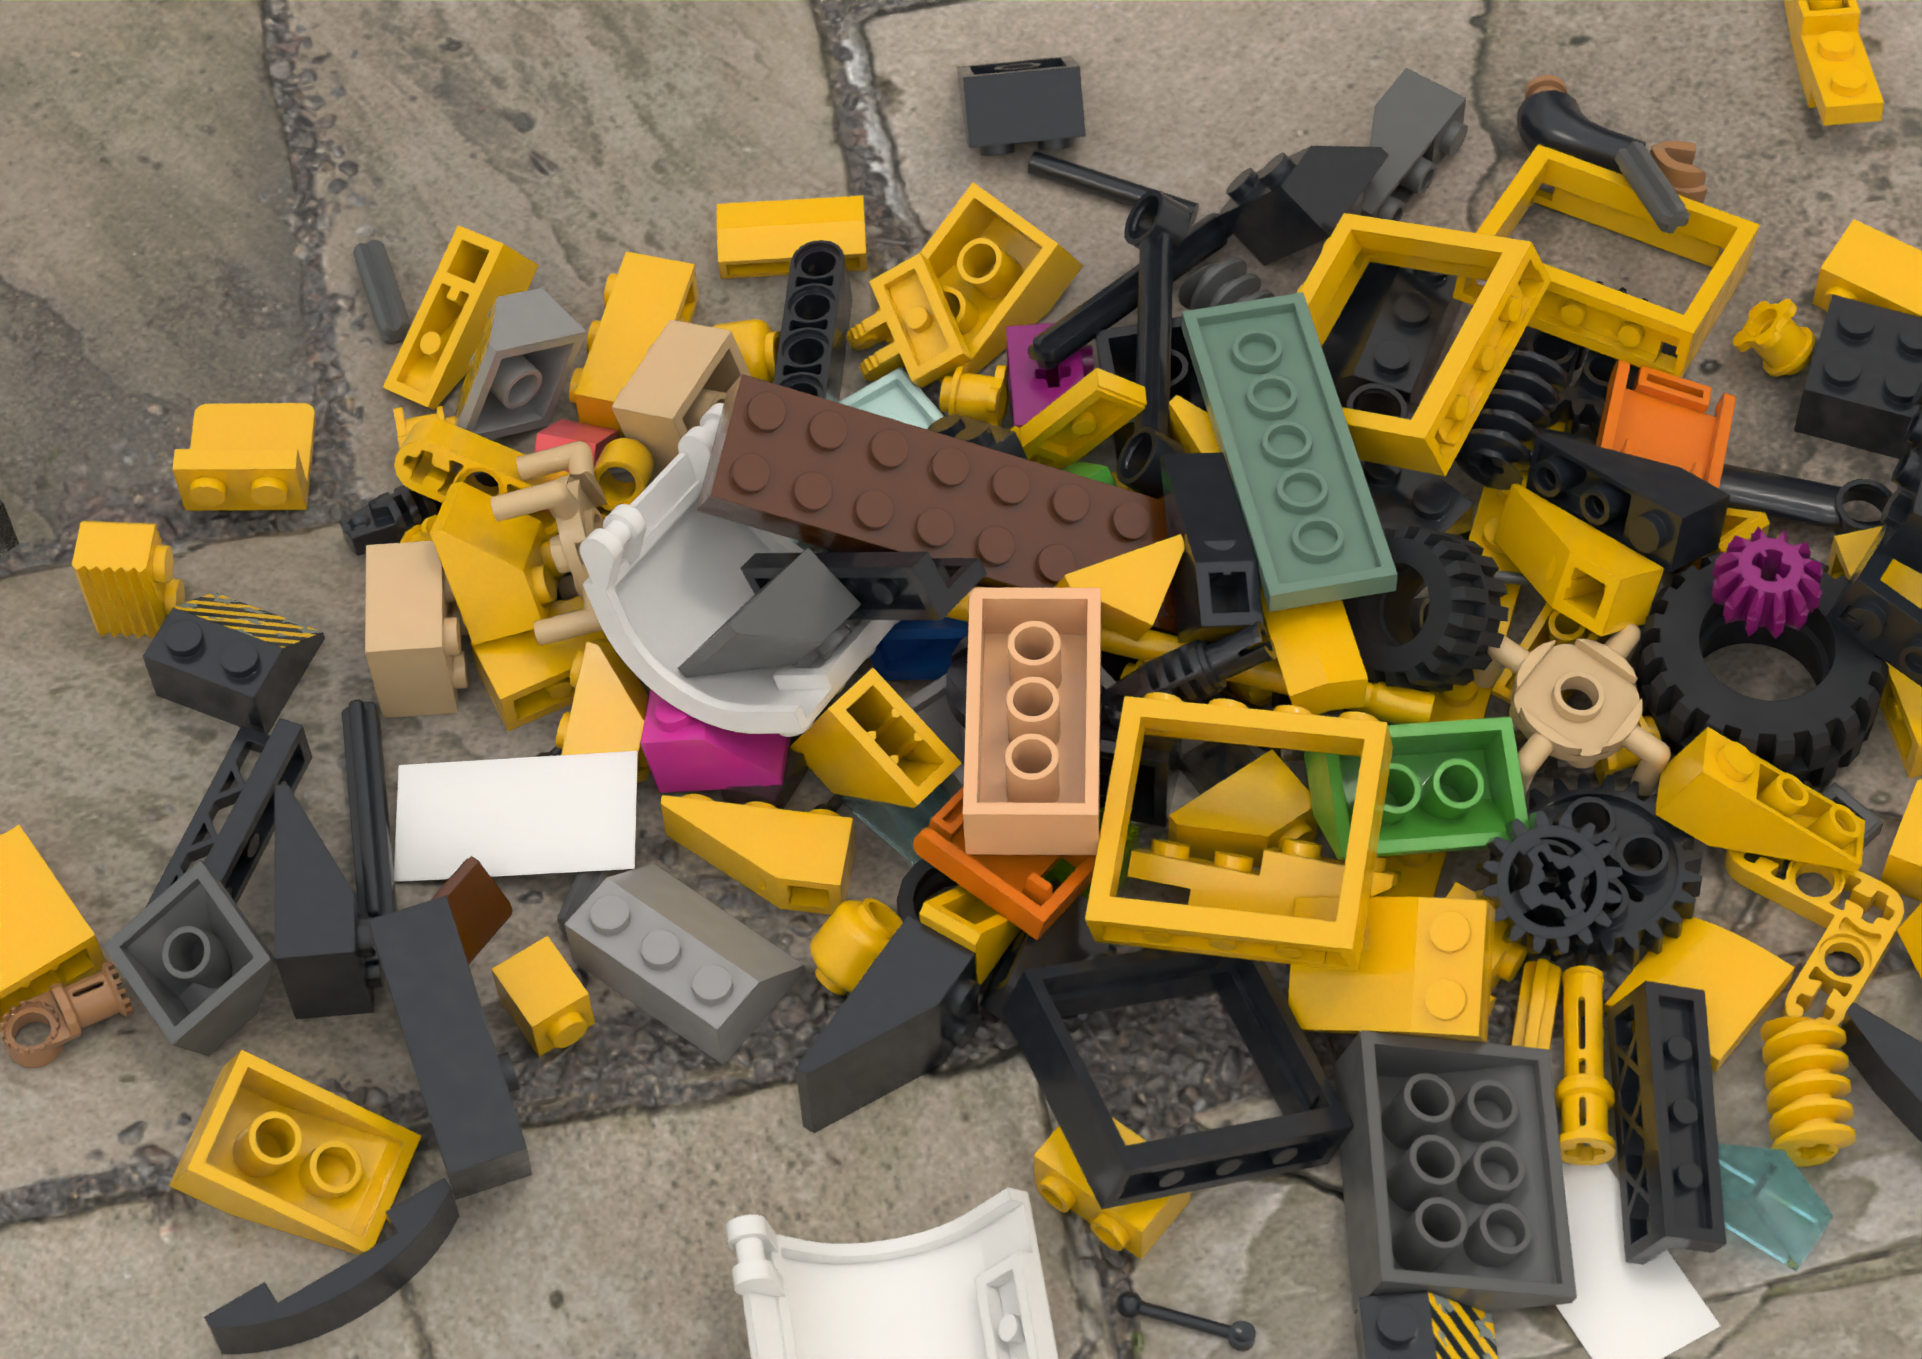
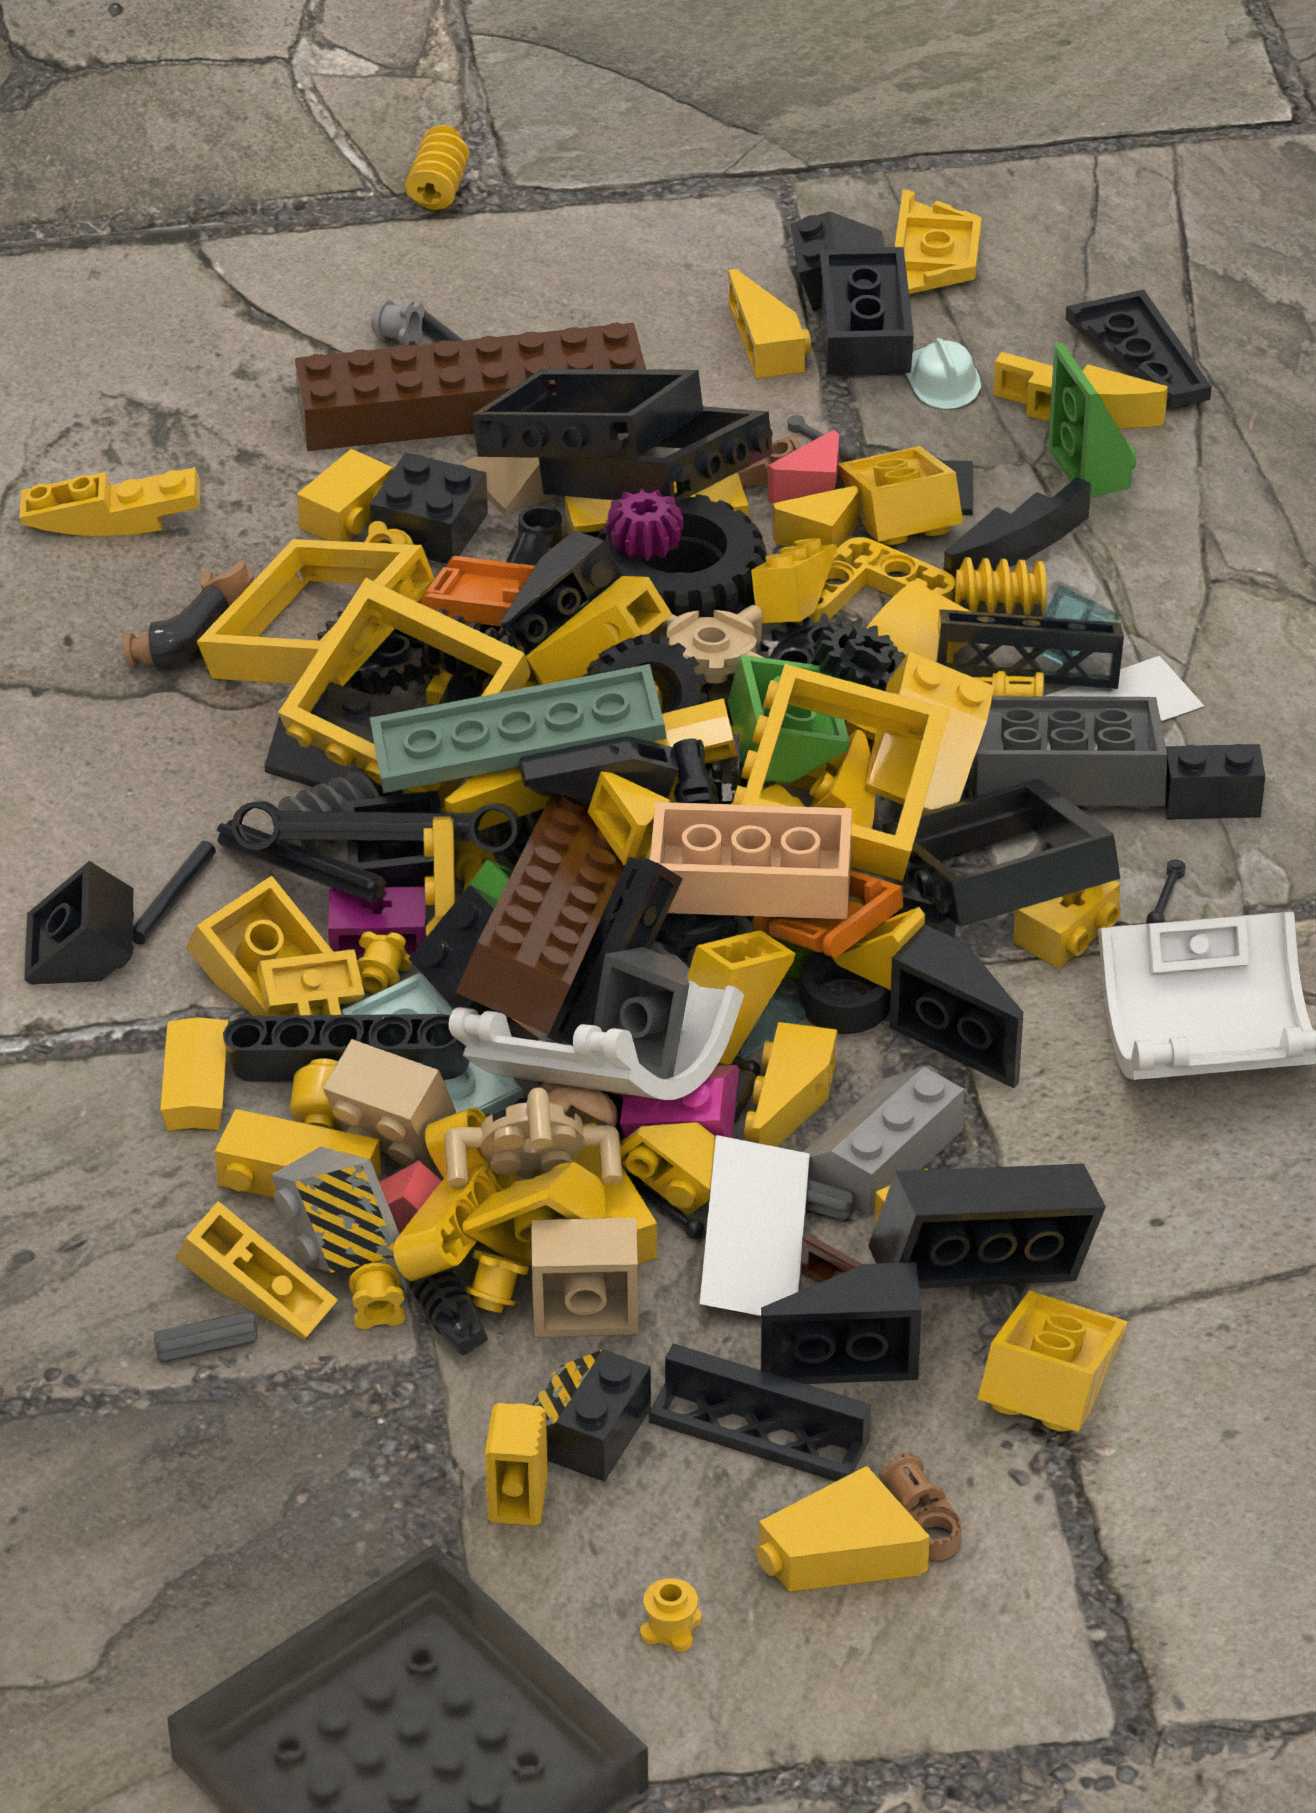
camera: 90 degrees left, 15 degrees down
(194, 962) = (903, 1385): dark grey slope -> none
(247, 457) = (379, 1413): yellow bracket -> none
(261, 1324) = (1124, 1284): black slope -> none
(368, 809) = (698, 1331): black axle -> none
(851, 942) = (882, 1032): yellow head -> none
(1297, 198) = (232, 760): black slope -> none
(1416, 127) = (176, 726): dark grey slope -> none
(1652, 187) = (262, 575): dark grey axle -> none

